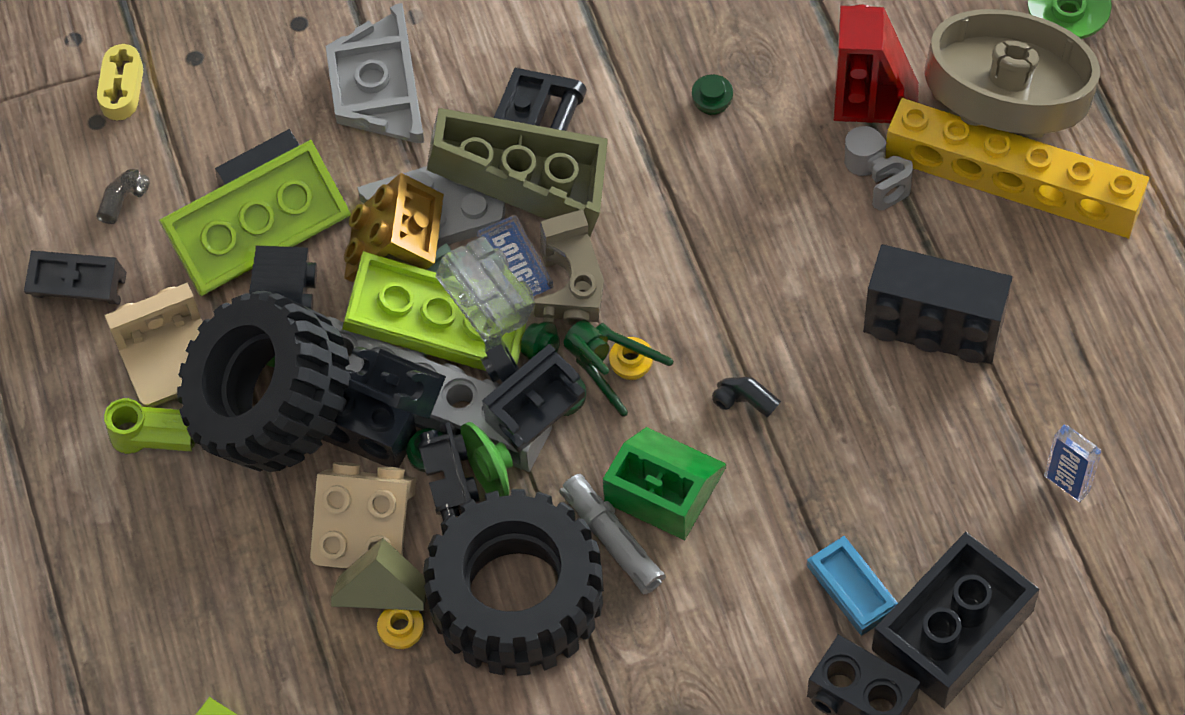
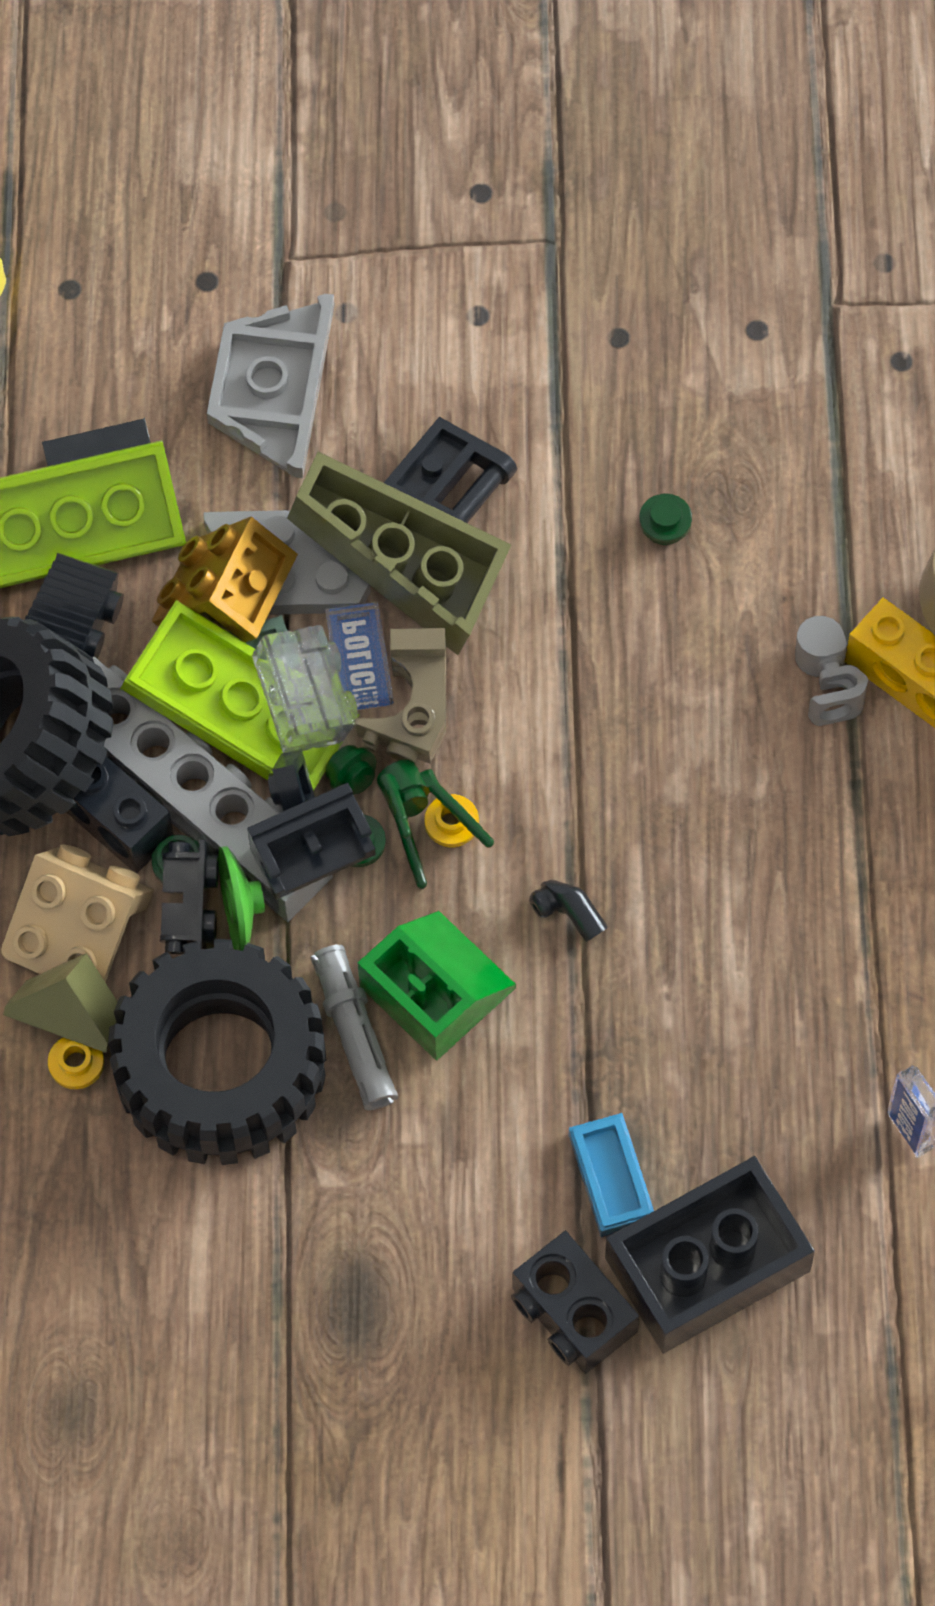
camera: 15 degrees right, 5 degrees up
(397, 381) = (156, 774): black hinge -> none
(870, 67) = (859, 548): red wedge -> none
(936, 304) = (828, 868): black brick -> none

